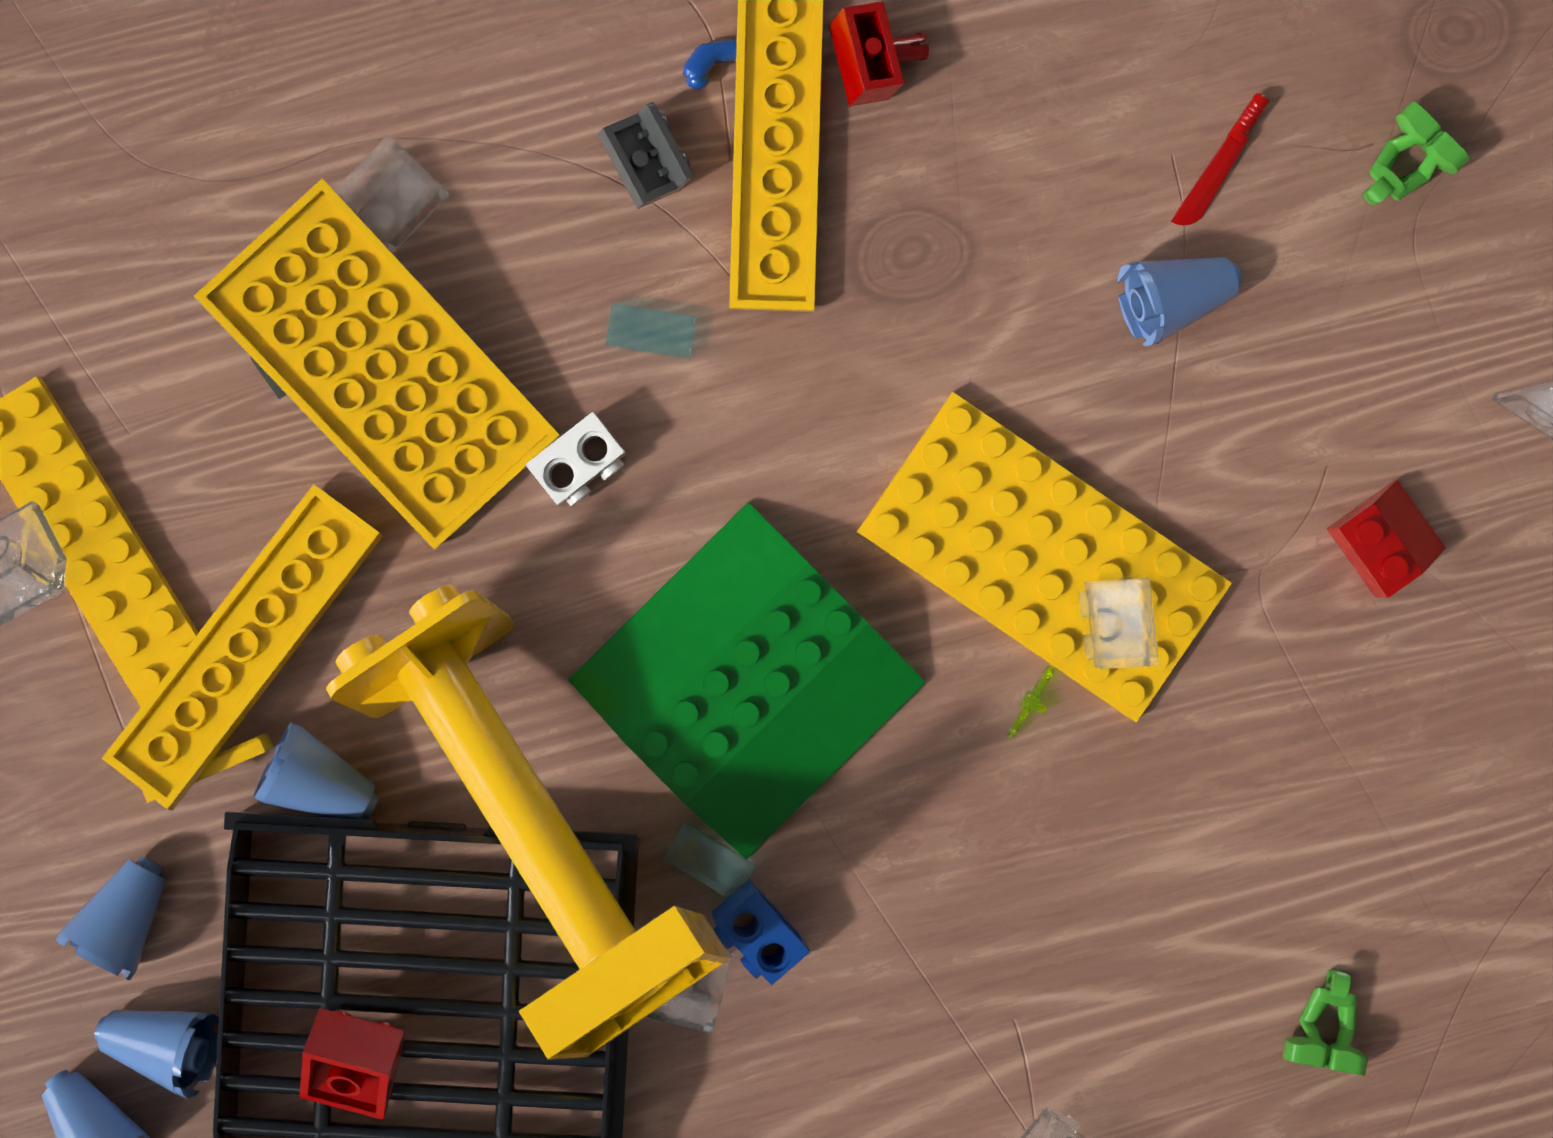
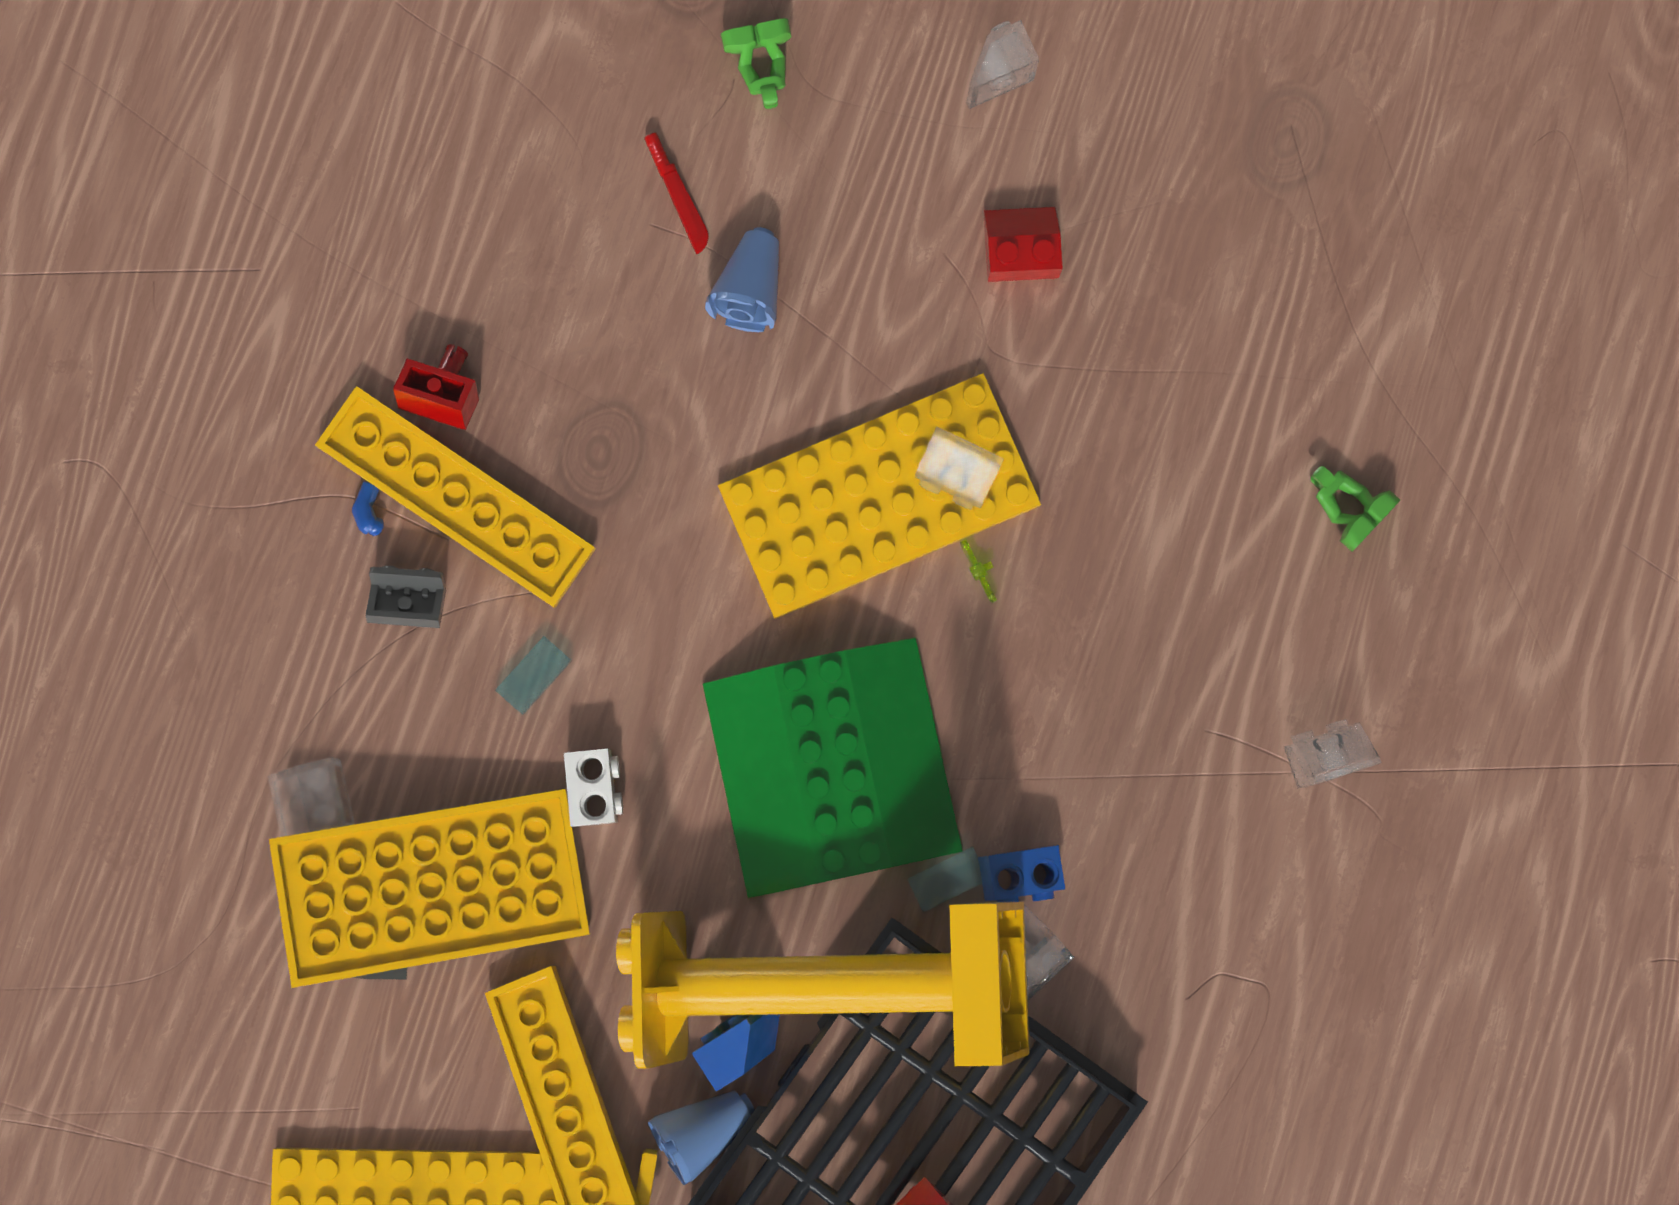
camera: 50 degrees left, 5 degrees down
(410, 764) = (736, 1047): none -> blue slope

